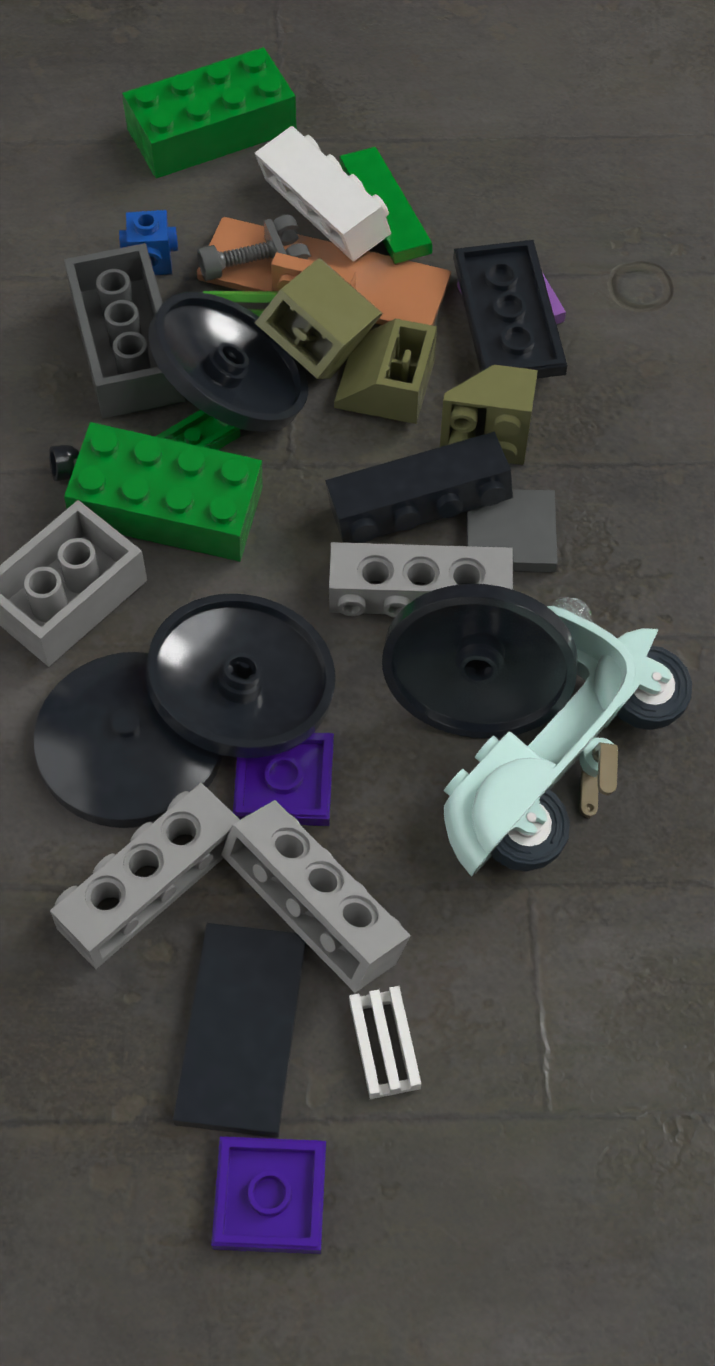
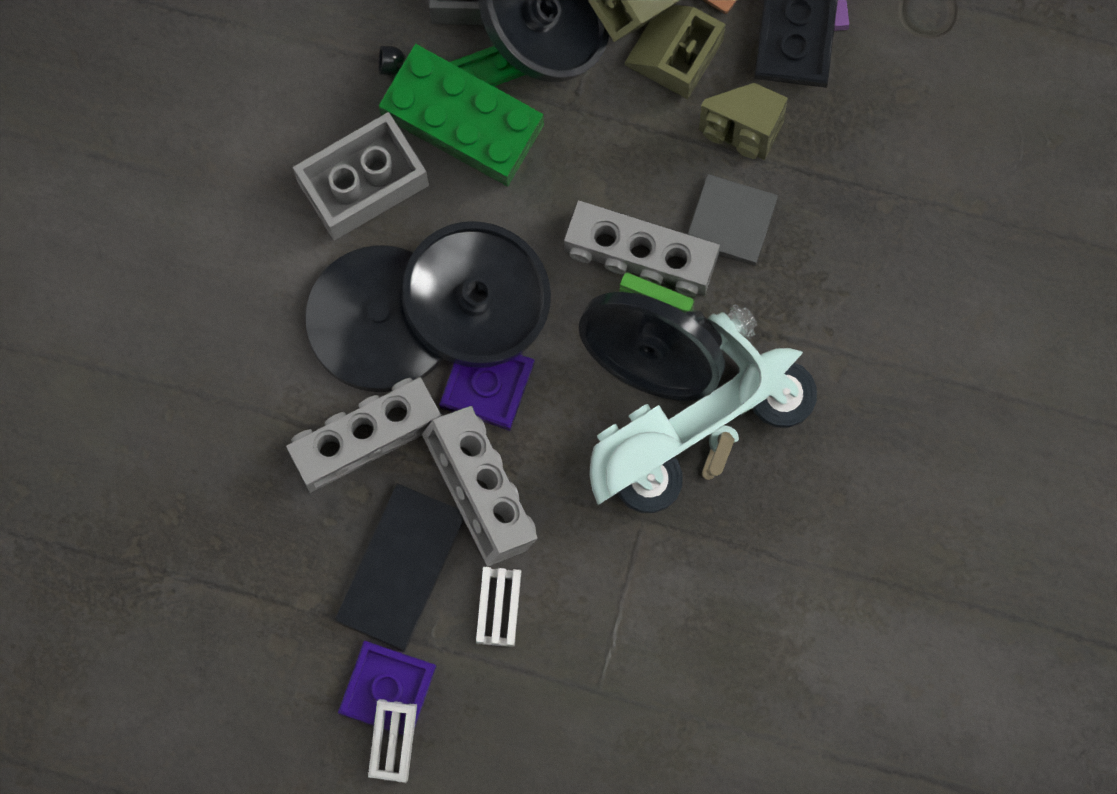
camera: 20 degrees right, 15 degrees up
(305, 1310) = (396, 708): none -> white tile
(420, 489) = (665, 169): black brick -> none

